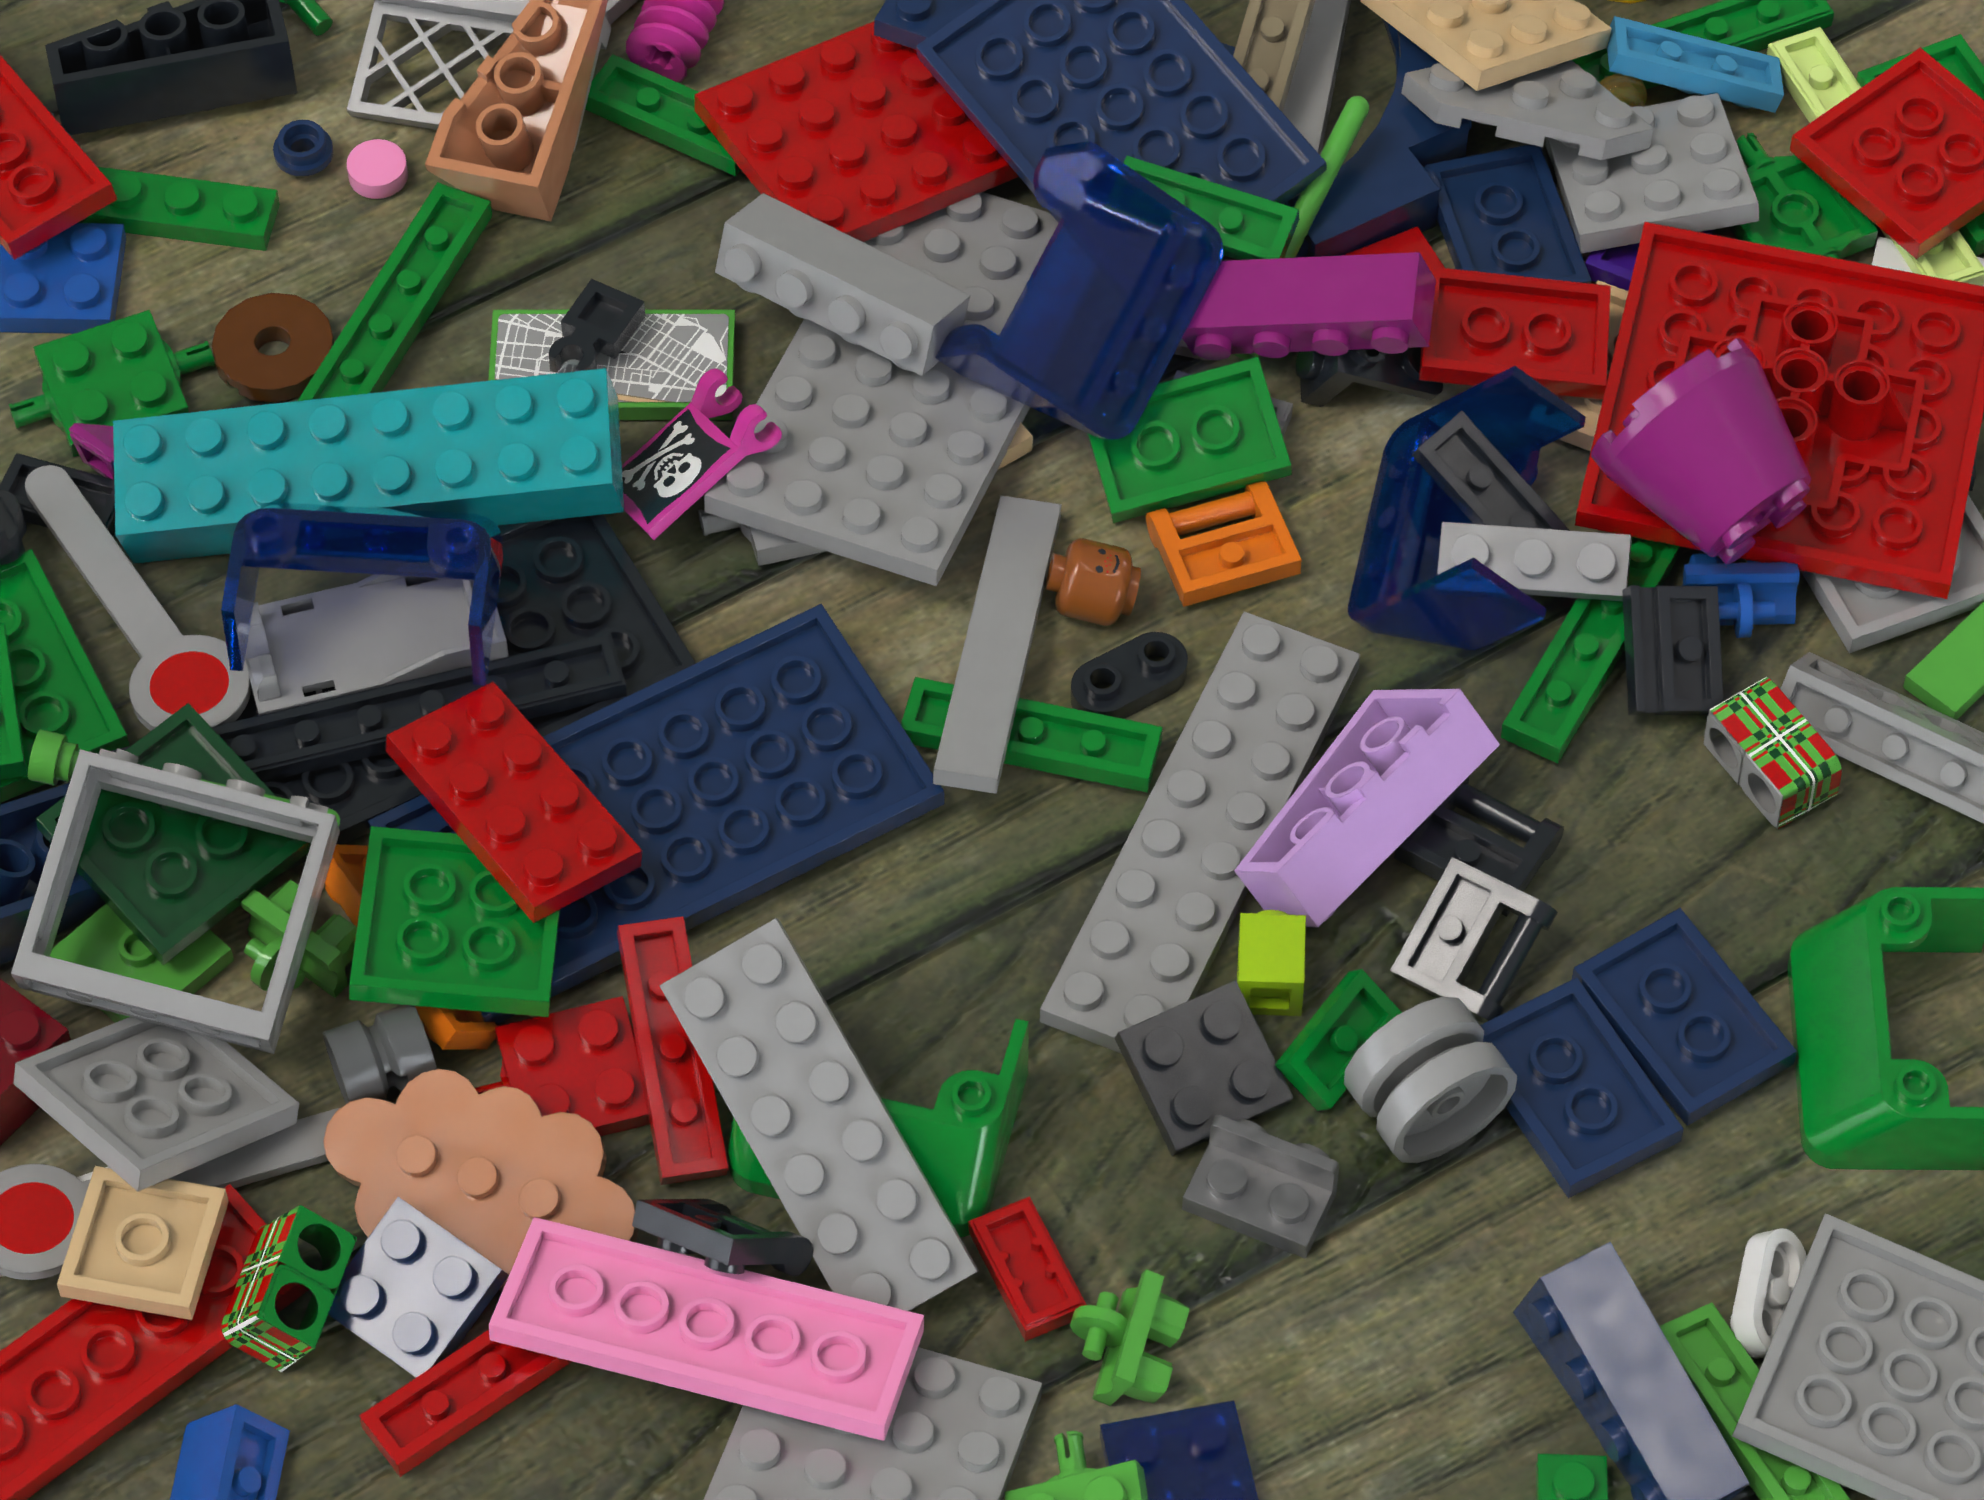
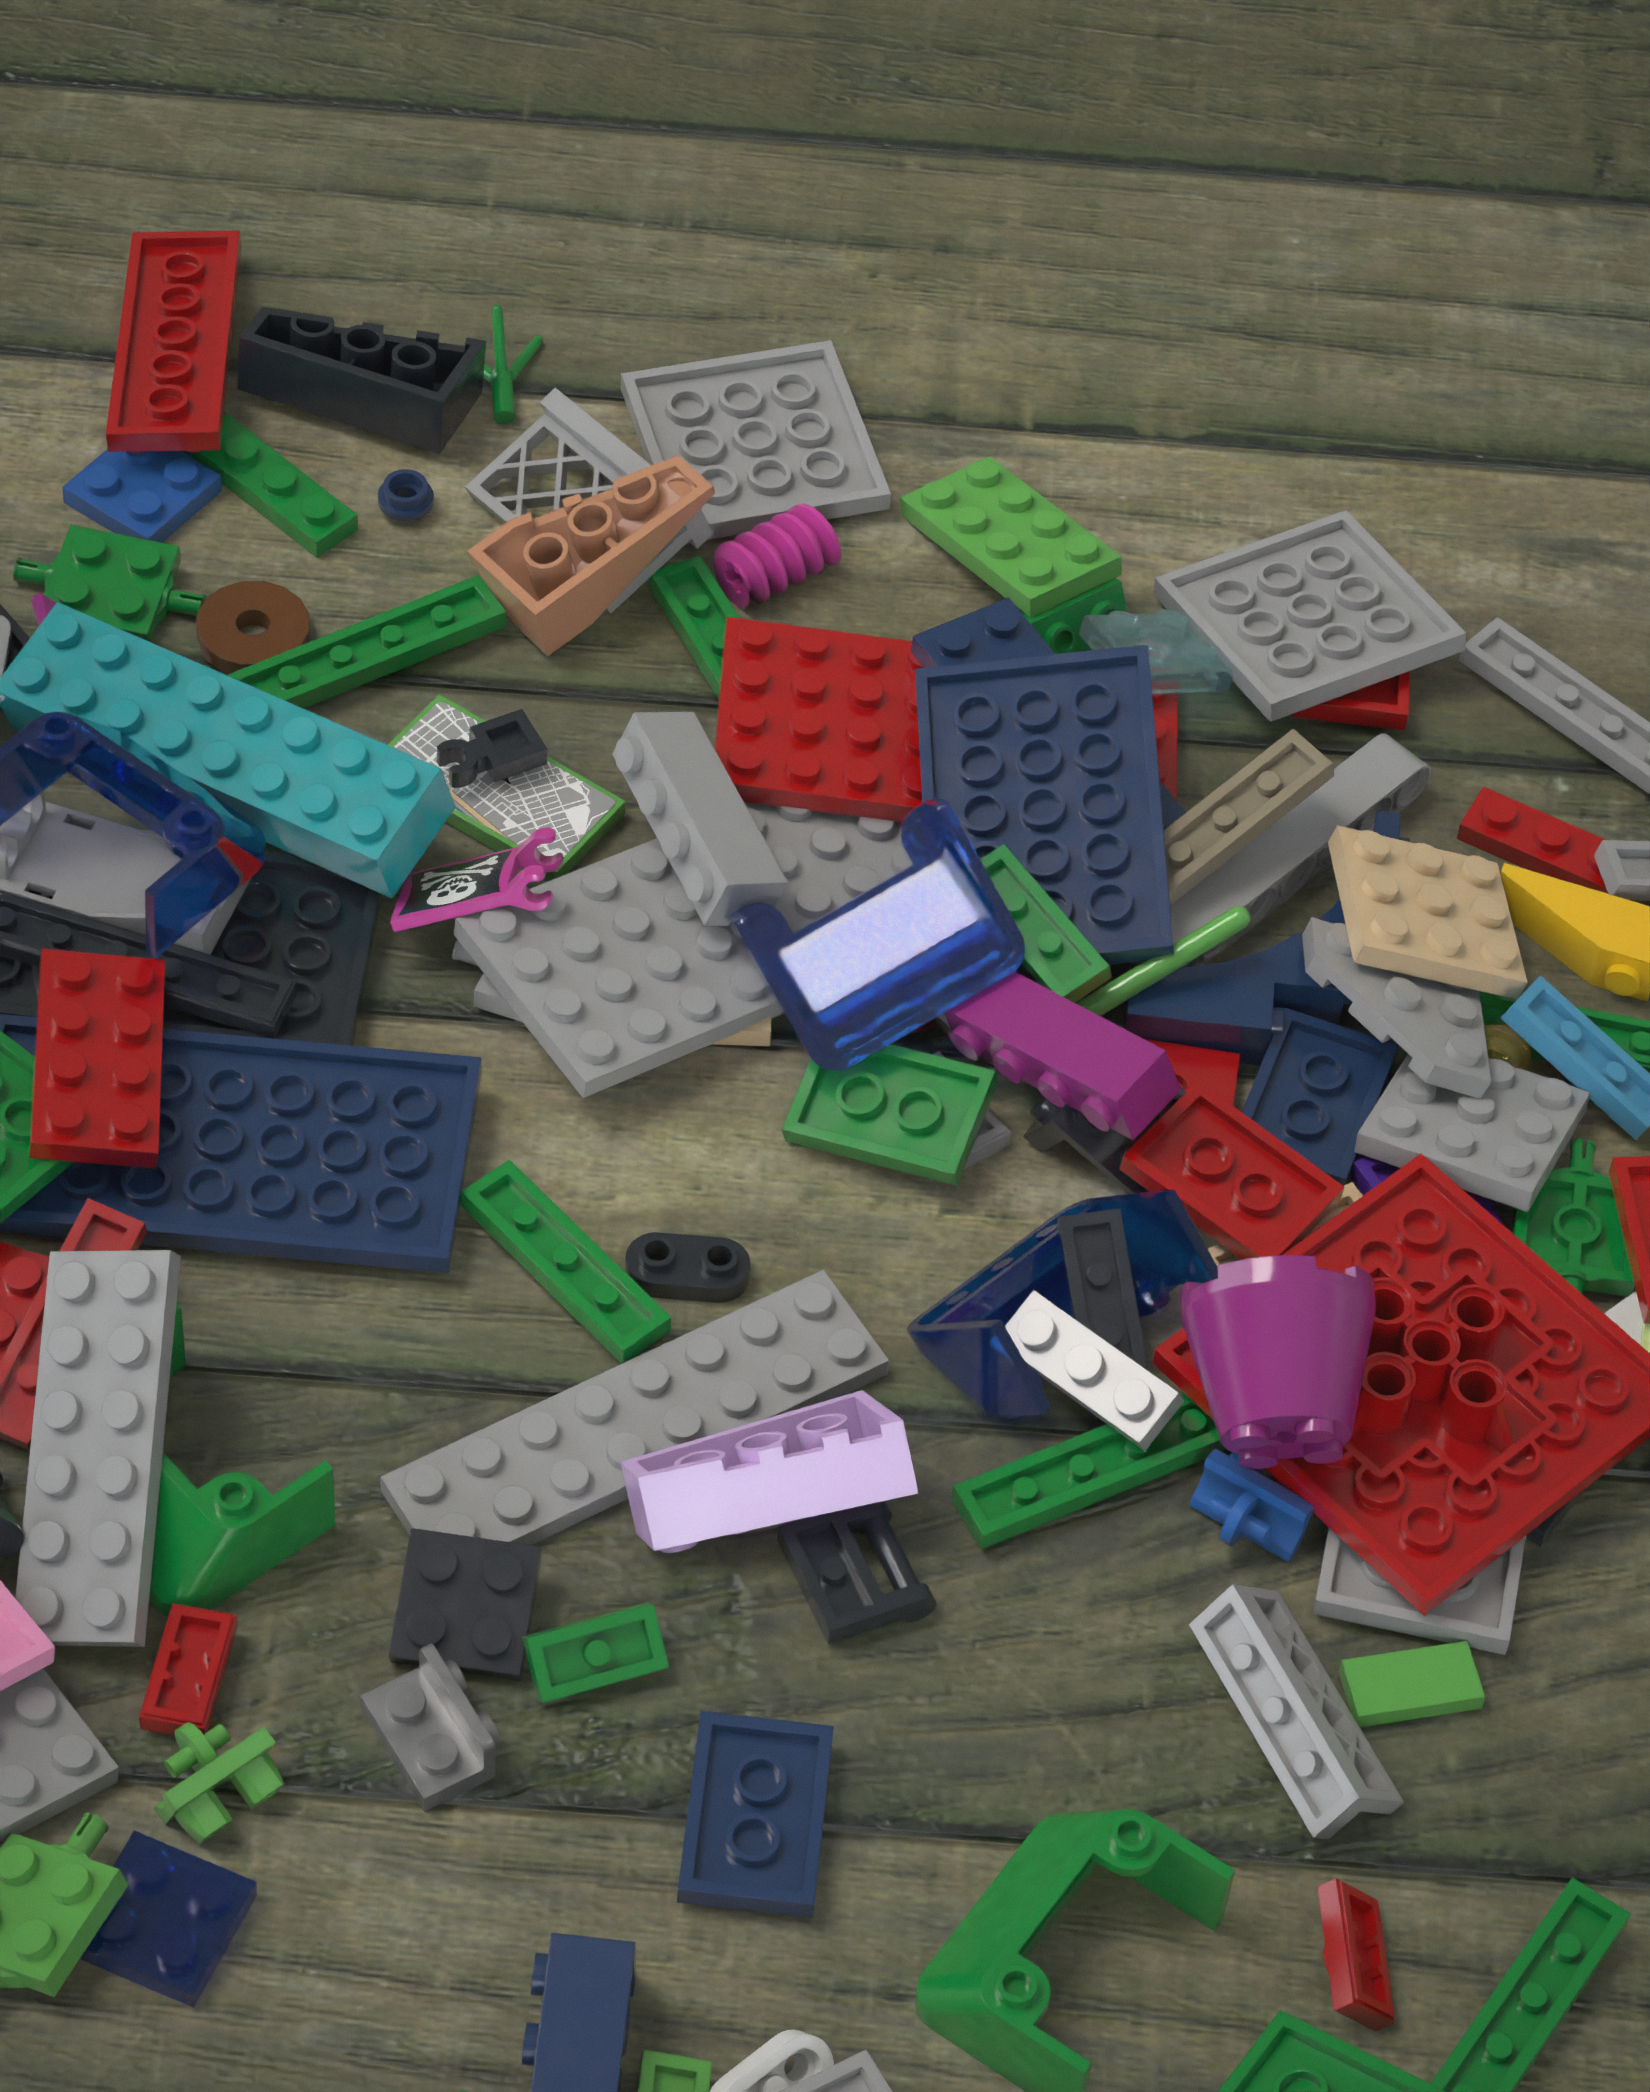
camera: 30 degrees right, 5 degrees down
(377, 169) = (447, 542): bright pink tile -> none
(997, 645) = (594, 1173): light grey tile -> none
(1093, 582) = (718, 1172): dark orange head -> none
(1229, 556) = (852, 1220): orange plate -> none
(1272, 962) = (593, 1556): lime brick -> none
(1430, 1079) = (626, 1725): light grey wheel -> none
(1455, 930) = (763, 1625): plate -> none
(1672, 649) = (1148, 1514): black plate -> none
(1685, 1016) = (901, 1817): dark blue plate -> none
(1772, 752) = (1163, 1649): piece -> none

